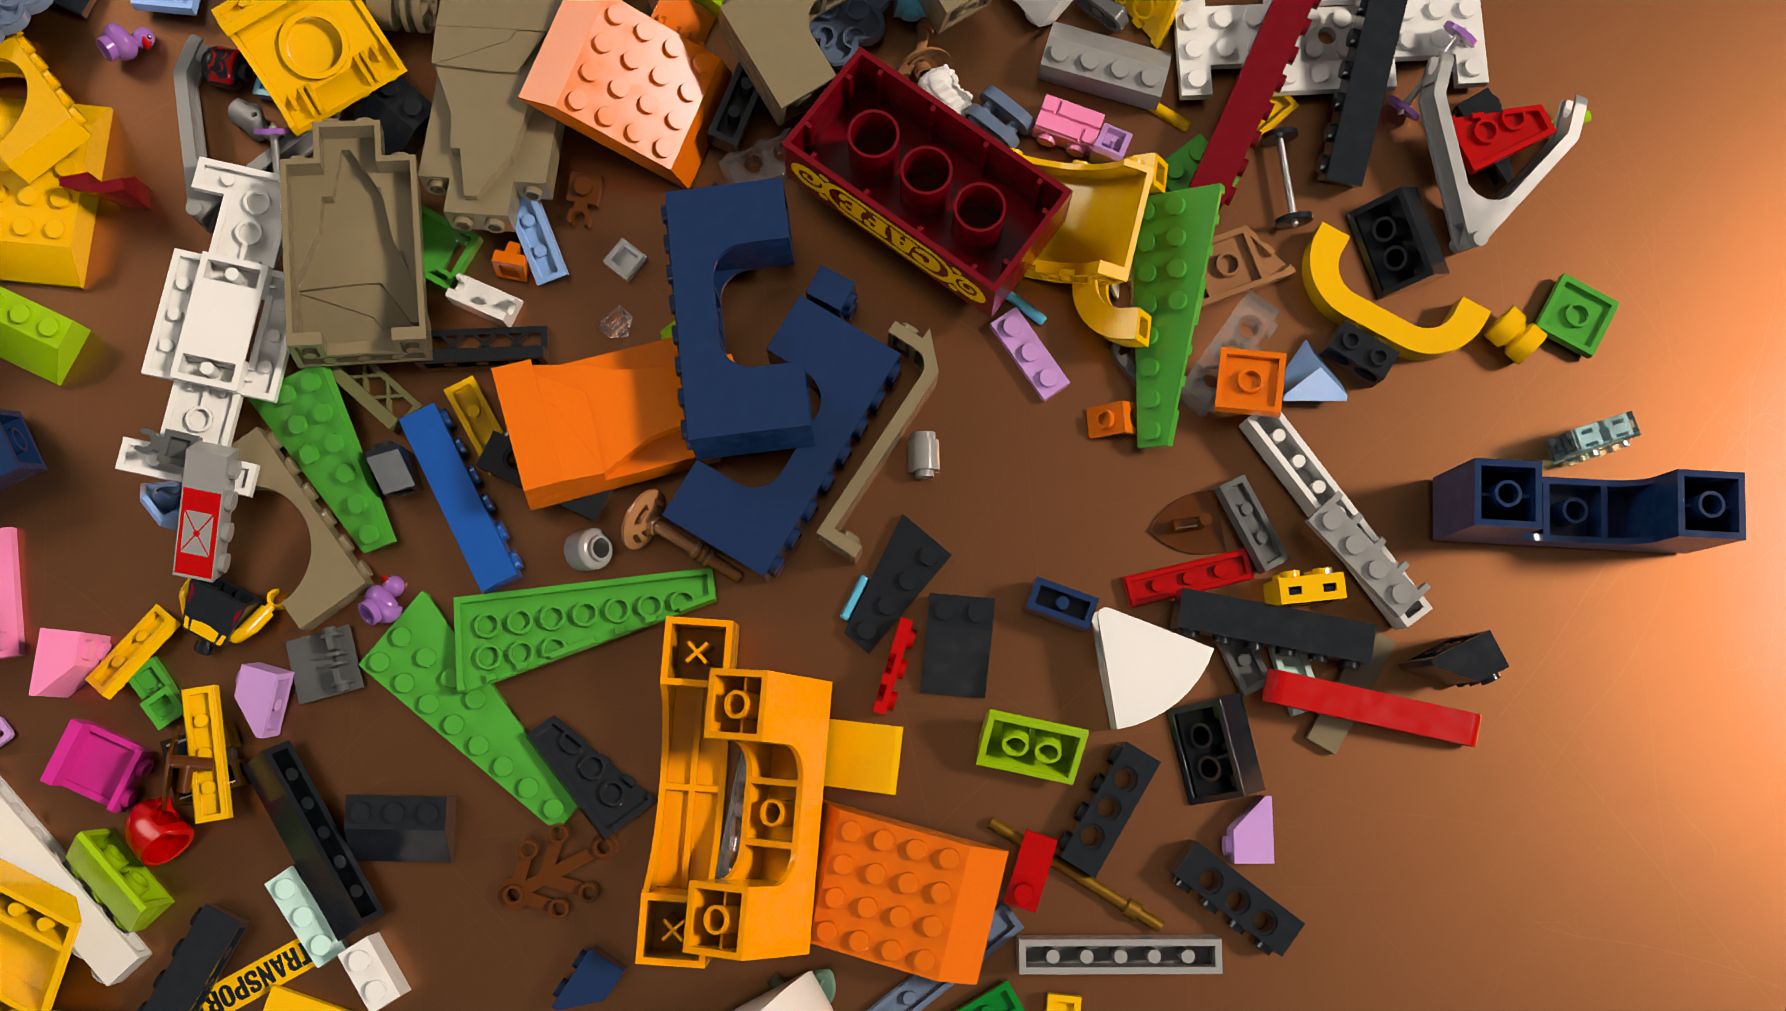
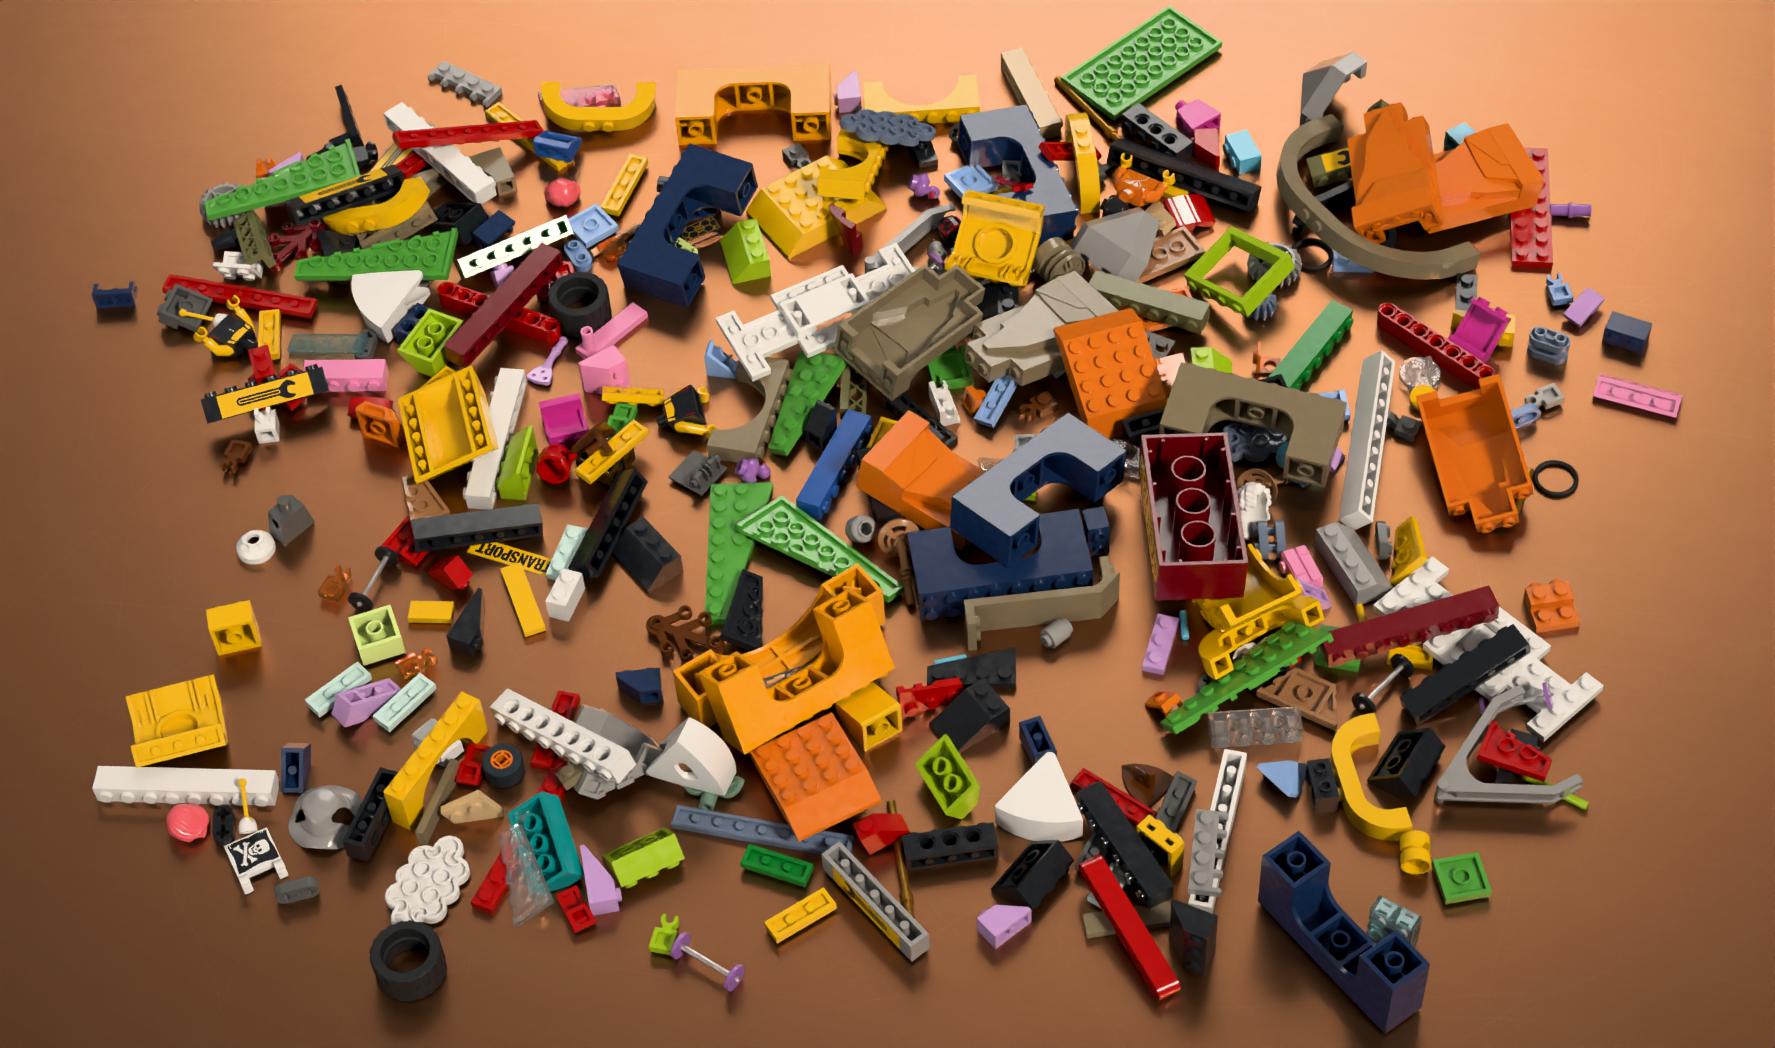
camera: 60 degrees right, 30 degrees down
(170, 447) = (747, 330): dark grey plate -> none
(206, 511) = (728, 364): light grey brick -> none
(263, 696) = (659, 458): lavender slope -> none
(1250, 382) = (1244, 733): orange plate -> none
(1281, 924) = (964, 972): black brick -> none

